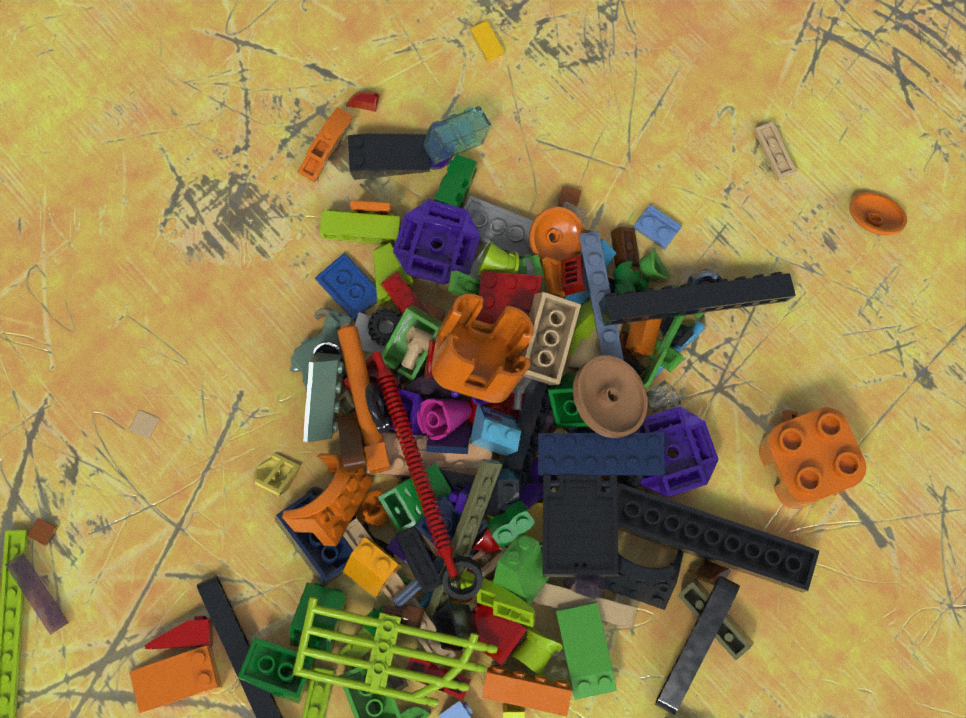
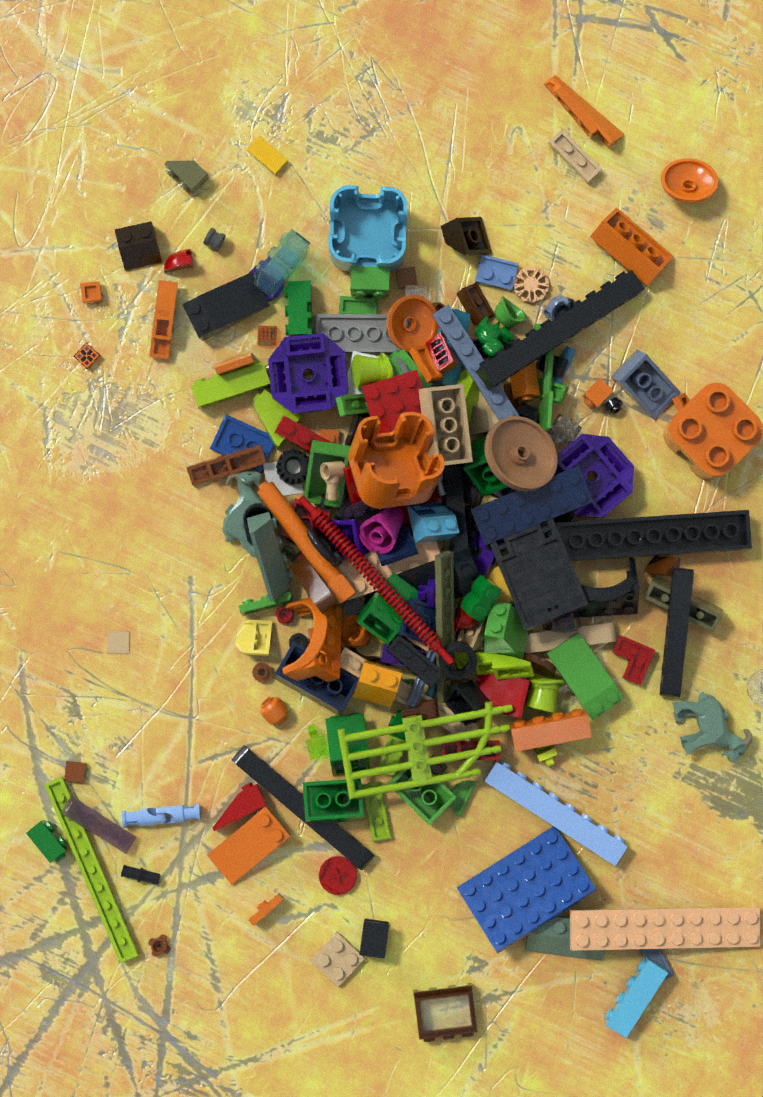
camera: 25 degrees left, 10 degrees up
(54, 663) = (140, 875): none -> black axle
(100, 610) = (155, 816): none -> light blue piece
(241, 150) = (87, 356): none -> tile
(261, 553) = (274, 710): none -> orange head
(271, 95) = (91, 292): none -> orange plate
(273, 510) = (266, 667): none -> dark orange plate
(284, 442) = (251, 606): none -> bright green hinge
(287, 606) = (316, 745): none -> clear neon green plate
(314, 469) = (281, 619): none -> red plate
(322, 298) = (226, 464): none -> dark orange slope
(333, 71) = (138, 245): none -> dark brown slope
(383, 483) = (353, 606): none -> black plate
(405, 93) = (214, 239): none -> dark grey wheel
(407, 26) = (188, 173): none -> olive slope
(415, 197) = (267, 336): none -> clear orange tile
(513, 204) = (353, 305): none -> bright green tile
(532, 185) = (370, 282): none -> bright green brick
(543, 622) = (540, 667): none -> reddish brown tile
(550, 137) = (367, 228): none -> medium azure piece
(642, 180) = (466, 236): none -> dark brown slope
(649, 654) = (638, 656): none -> red plate
(685, 251) = (531, 285): none -> light nougat wheel
(709, 377) = (597, 394): none -> orange brick
(721, 395) = (613, 406): none -> black plate
(761, 387) = (645, 383): none -> sand blue slope
(797, 253) = (631, 246): none -> orange slope
(798, 119) = (583, 113): none -> orange wedge

